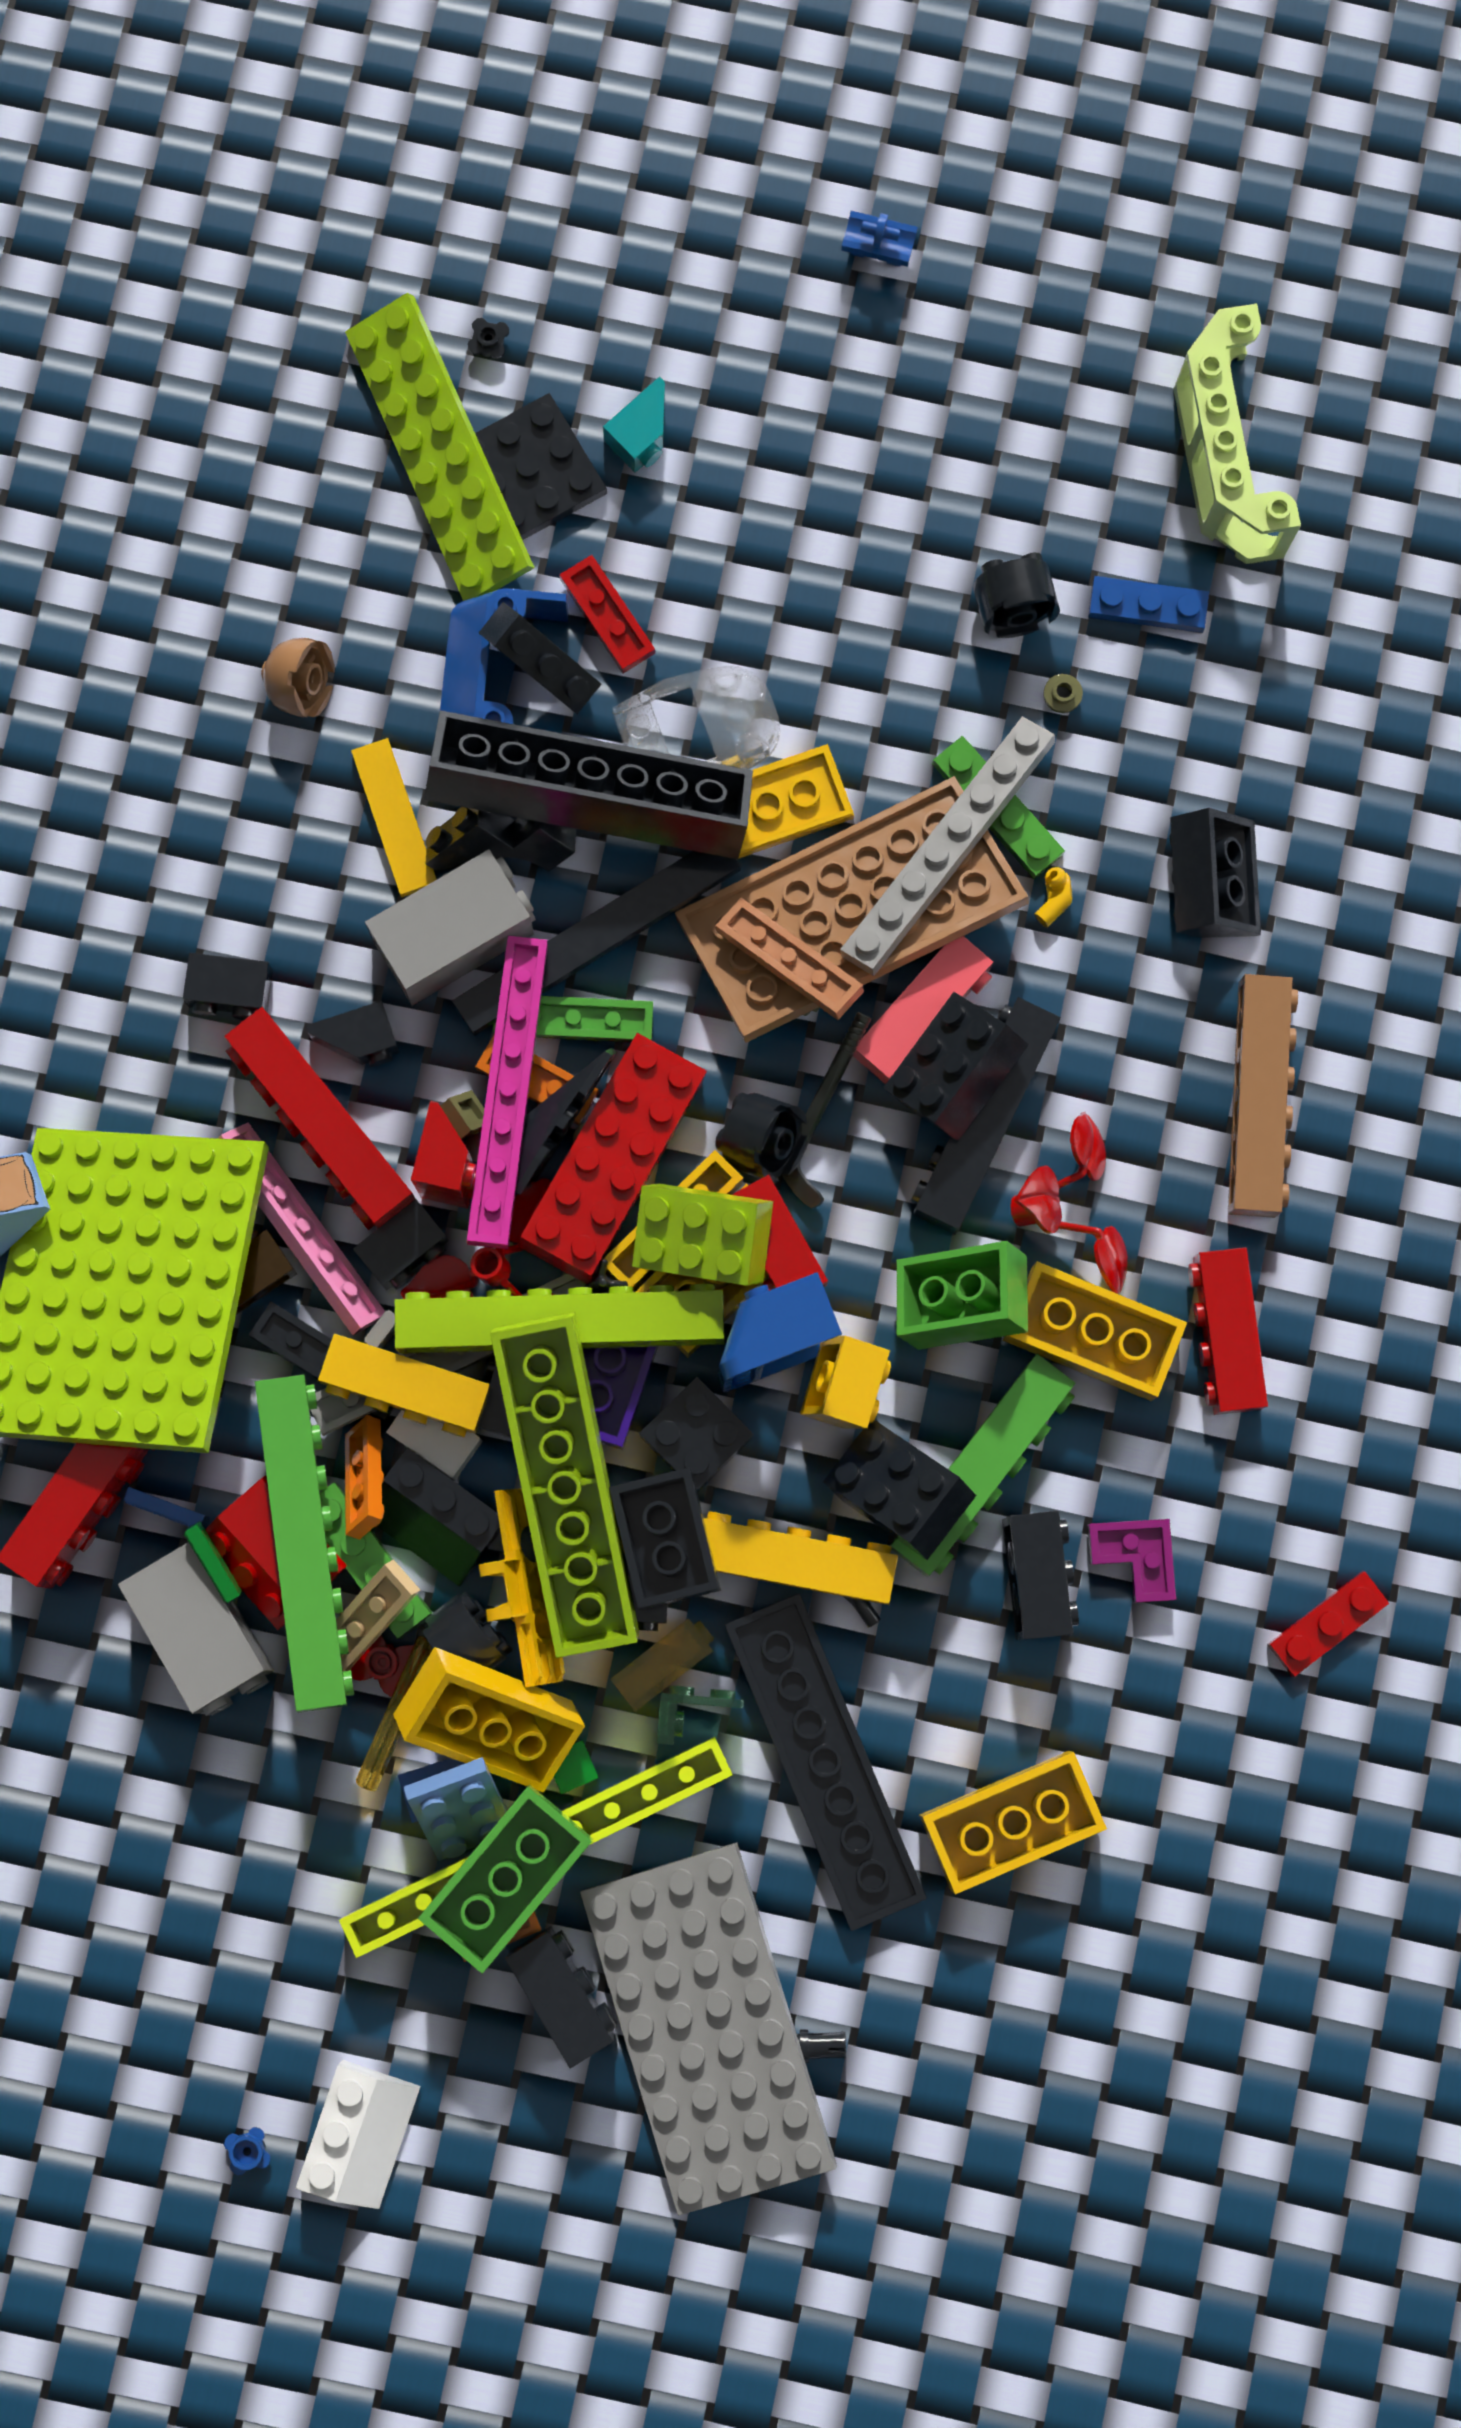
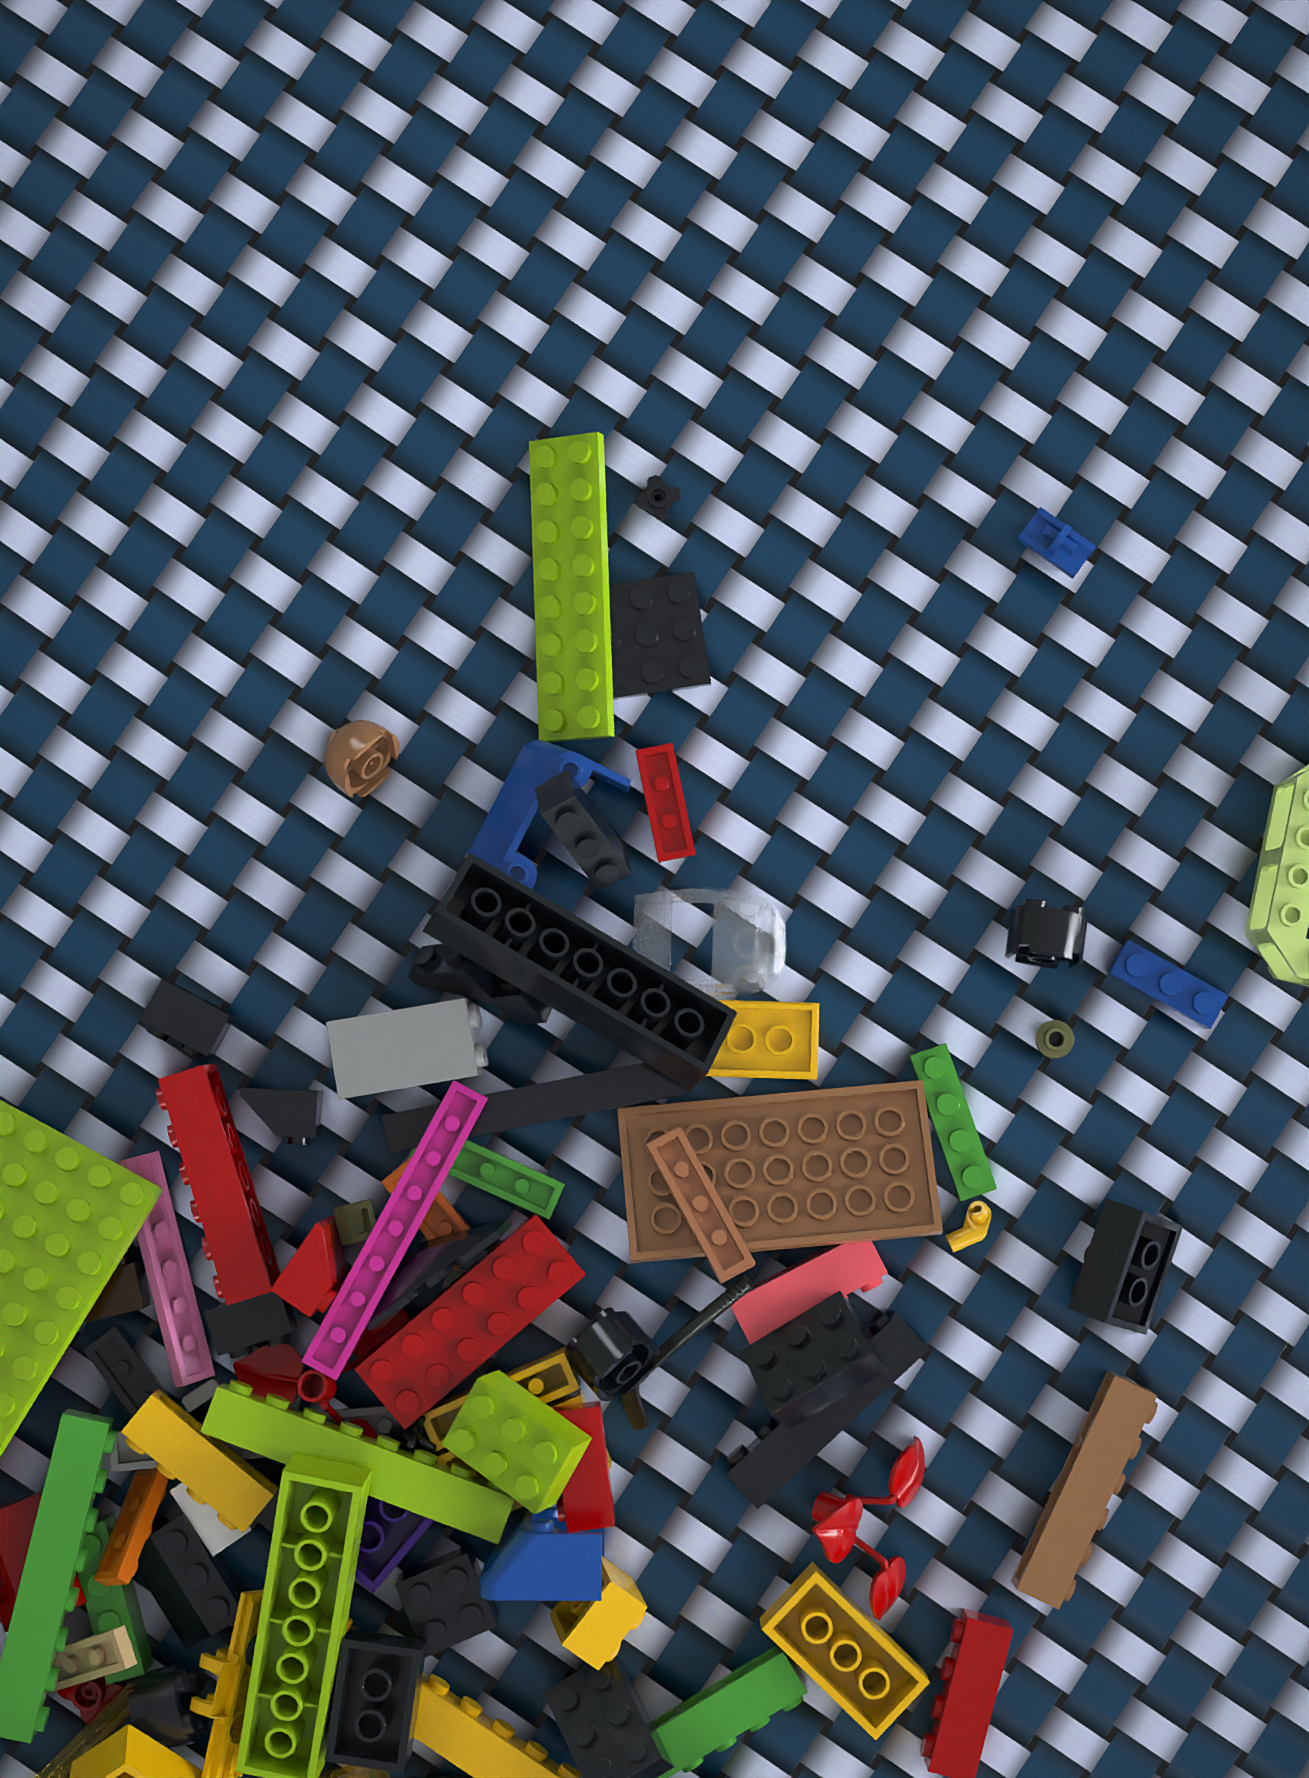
camera: 25 degrees right, 5 degrees up
(393, 816) = (398, 916): yellow tile -> none
(638, 428) = (763, 638): teal slope -> none
(947, 846) = (889, 1150): light grey plate -> none
(962, 1295) = (734, 1577): bright green brick -> none

